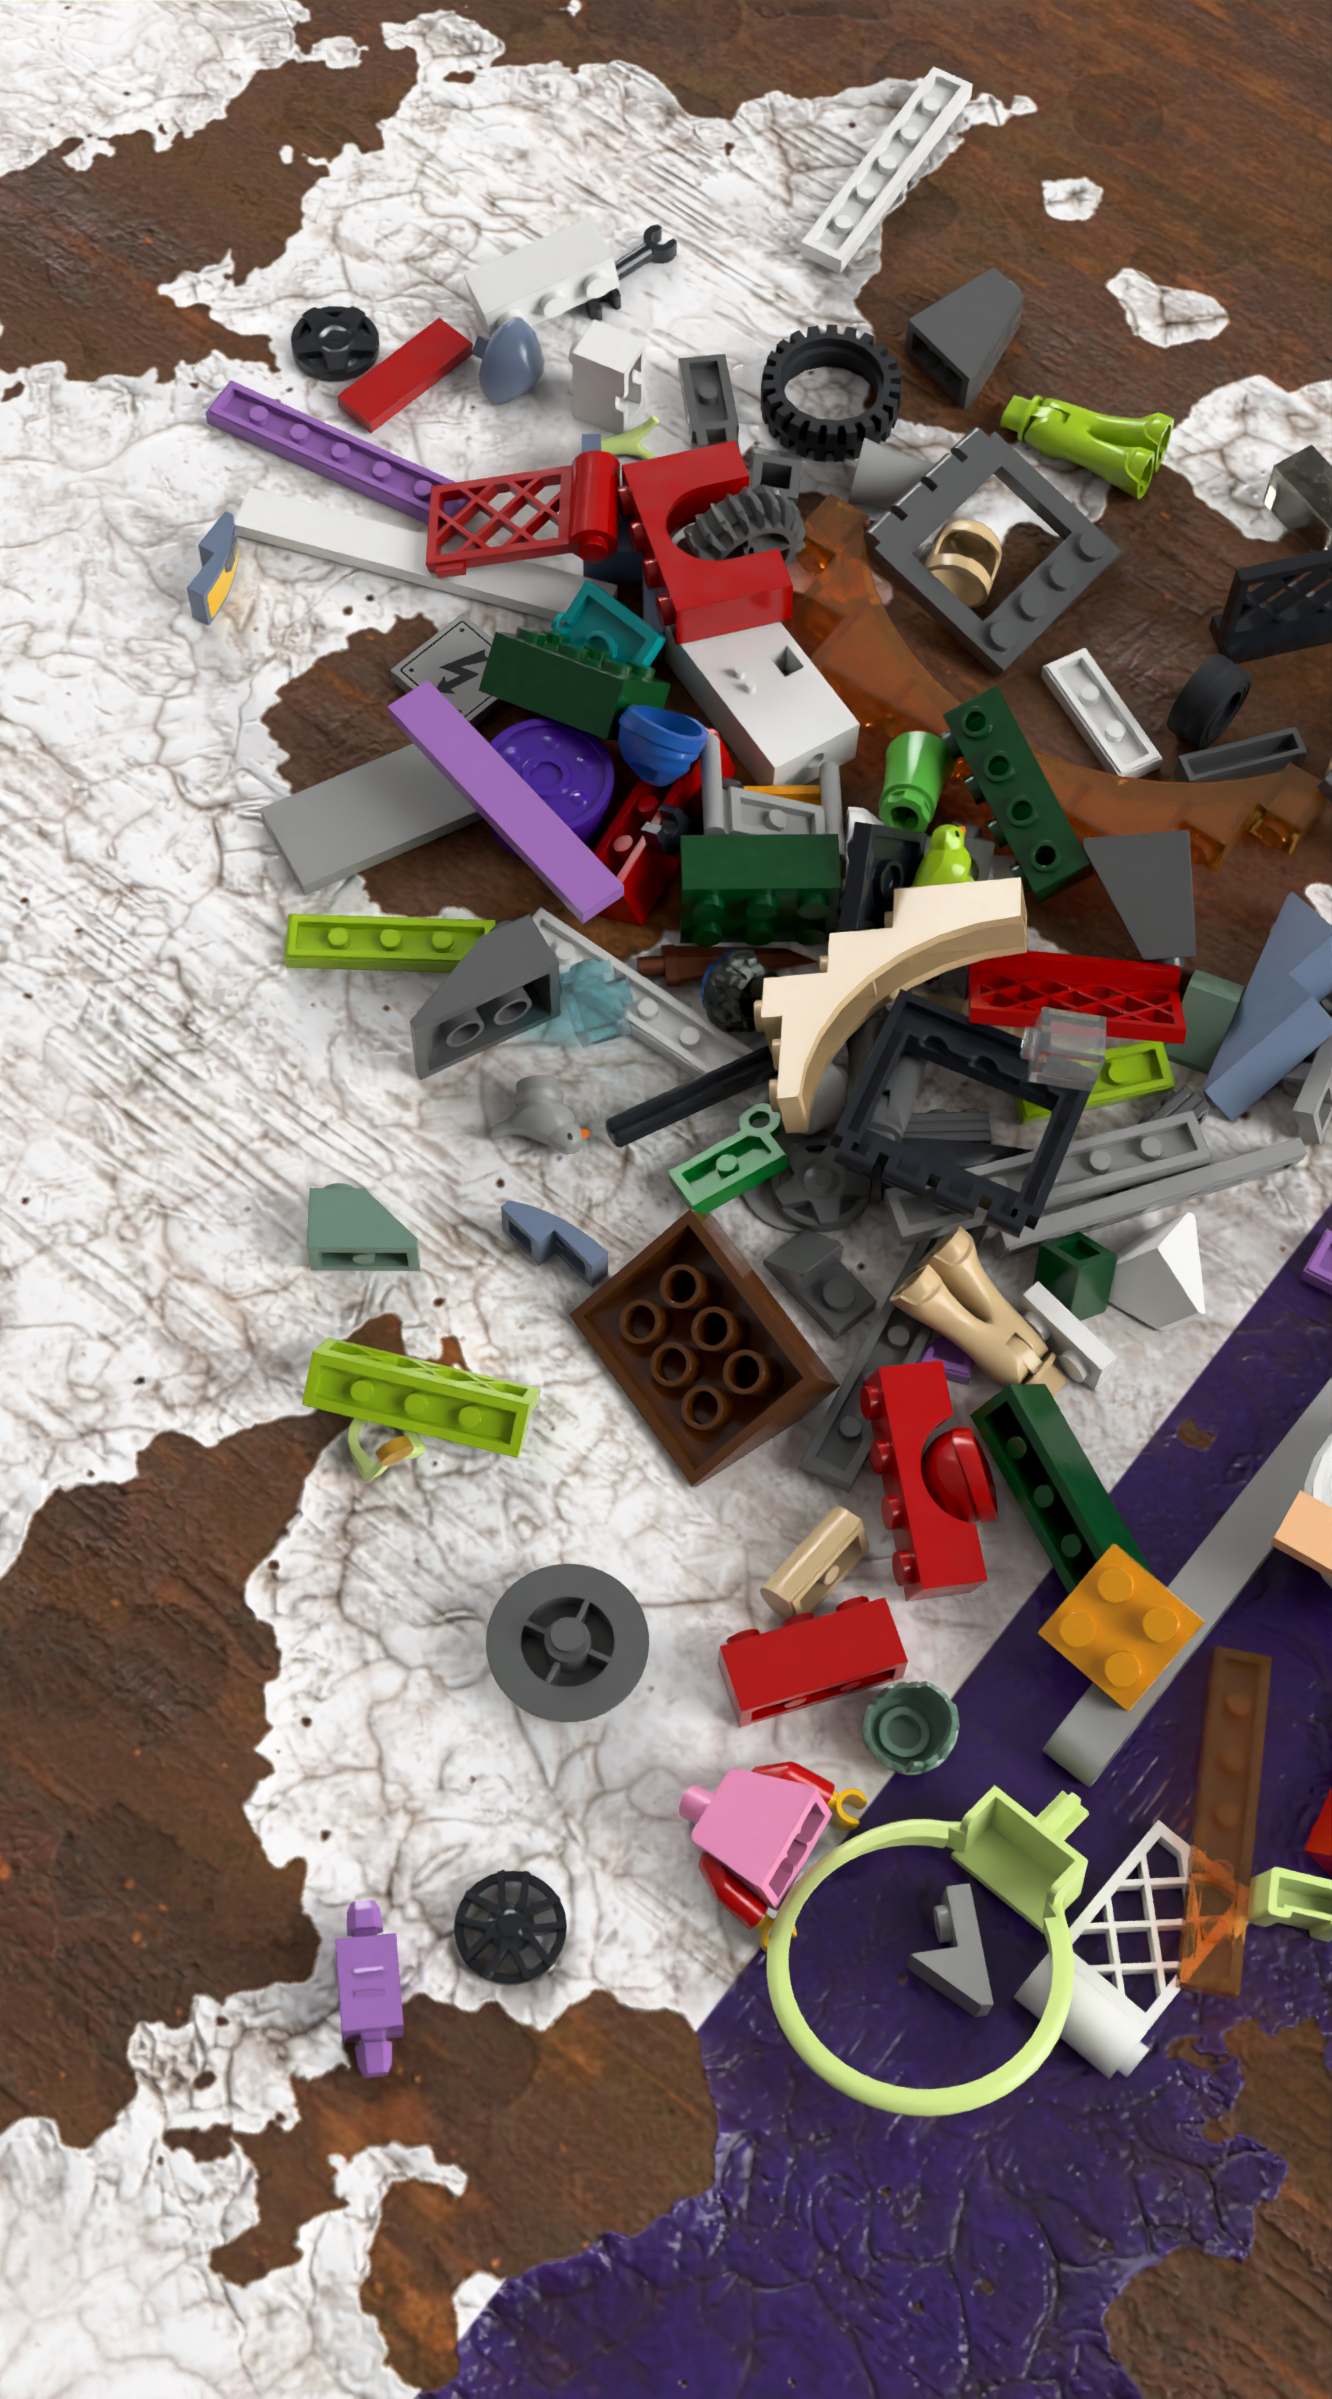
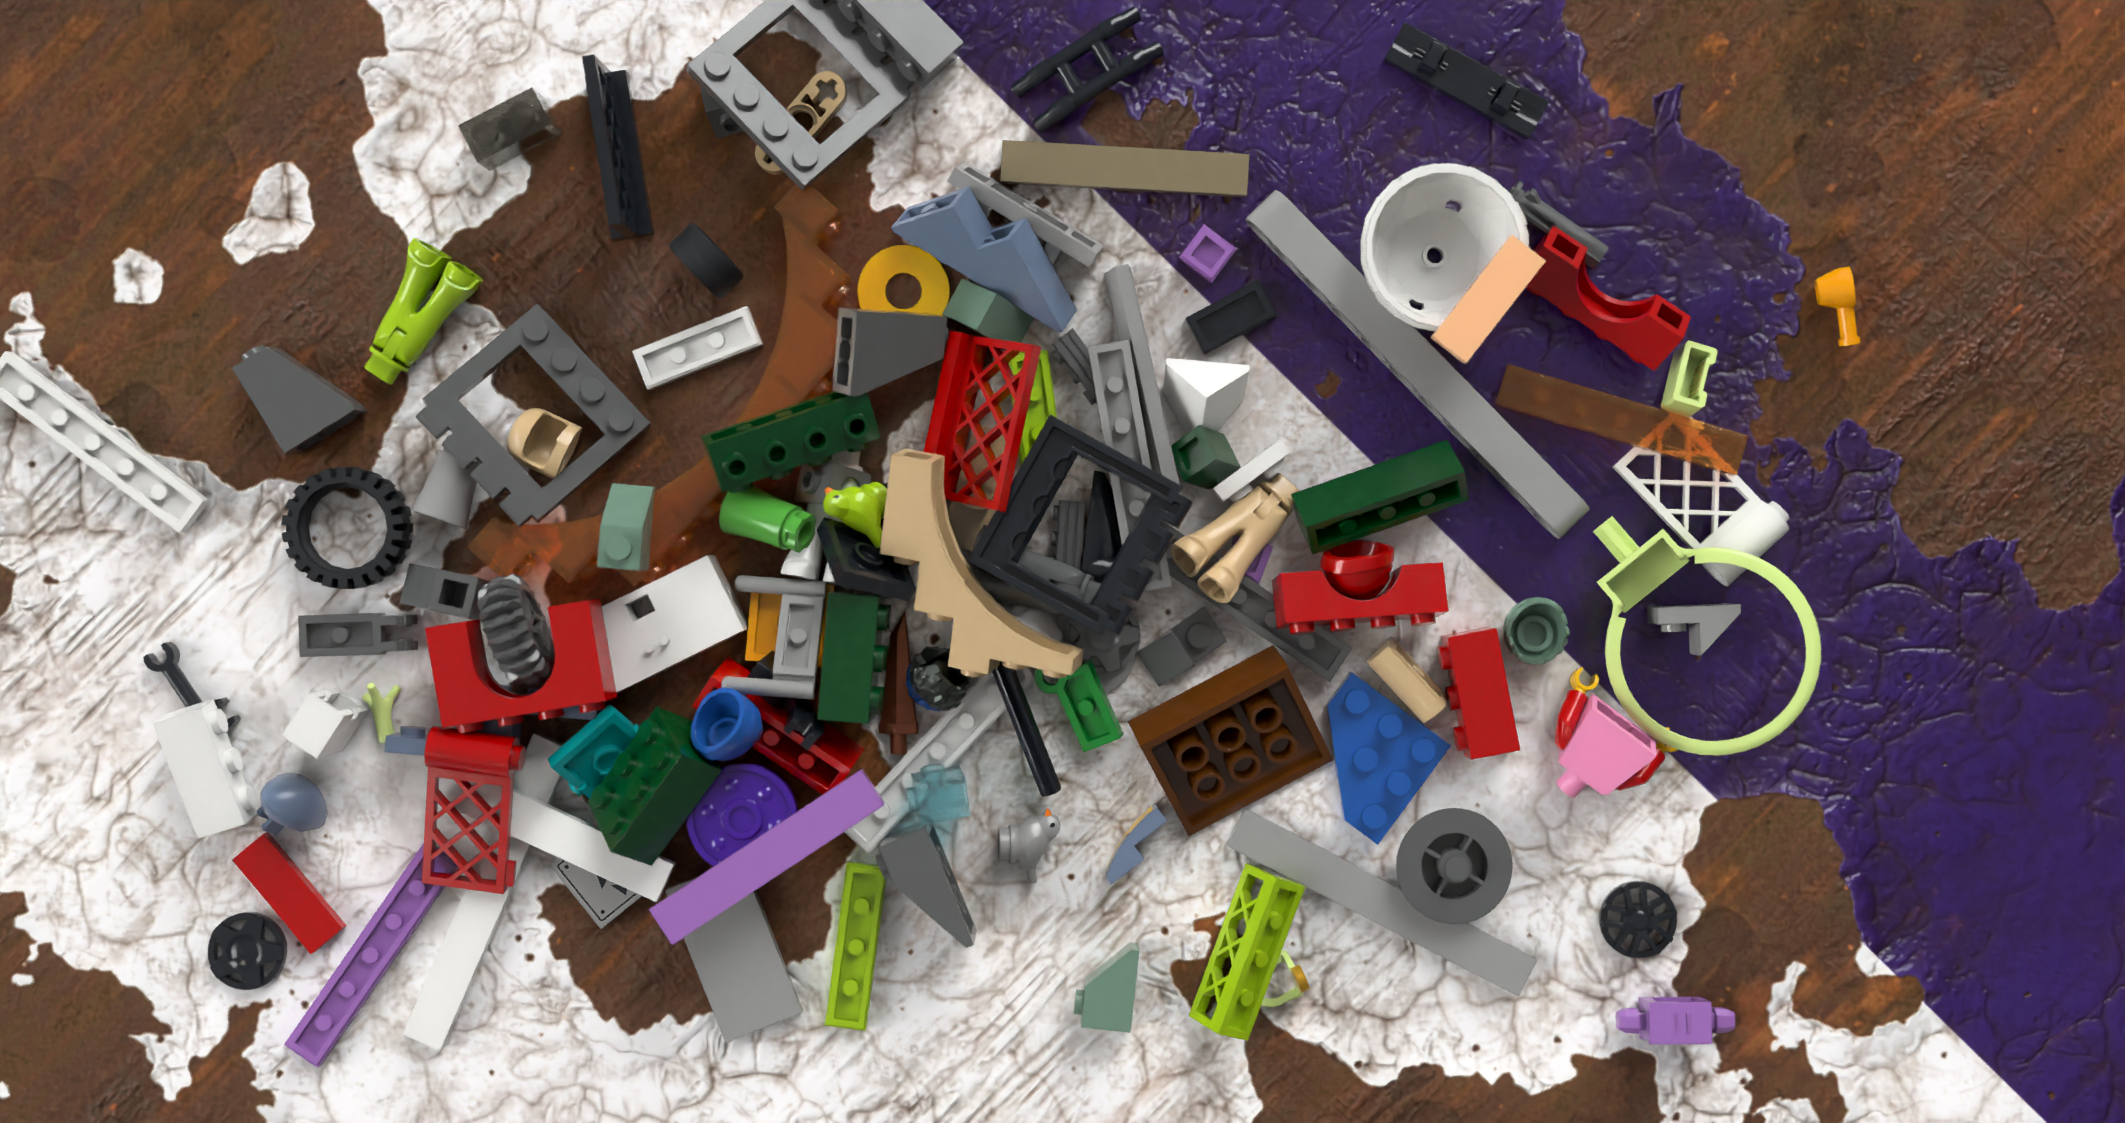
camera: 80 degrees left, 25 degrees up
(219, 564) = (472, 1062): sand blue slope -> none
(503, 607) = (567, 839): none -> white tile
(507, 1553) = (1378, 901): none -> light grey tile
(704, 1542) = (1378, 756): none -> blue plate
(877, 634) = (626, 528): none -> sand green slope
(1065, 1048) = (1040, 442): clear brick -> none
(1121, 1627) = (1498, 475): light orange plate -> none
(1243, 758) = (758, 243): dark grey piece -> none
(1251, 923) = (910, 261): none -> yellow gear
(1261, 1301) = (1231, 317): none -> black tile

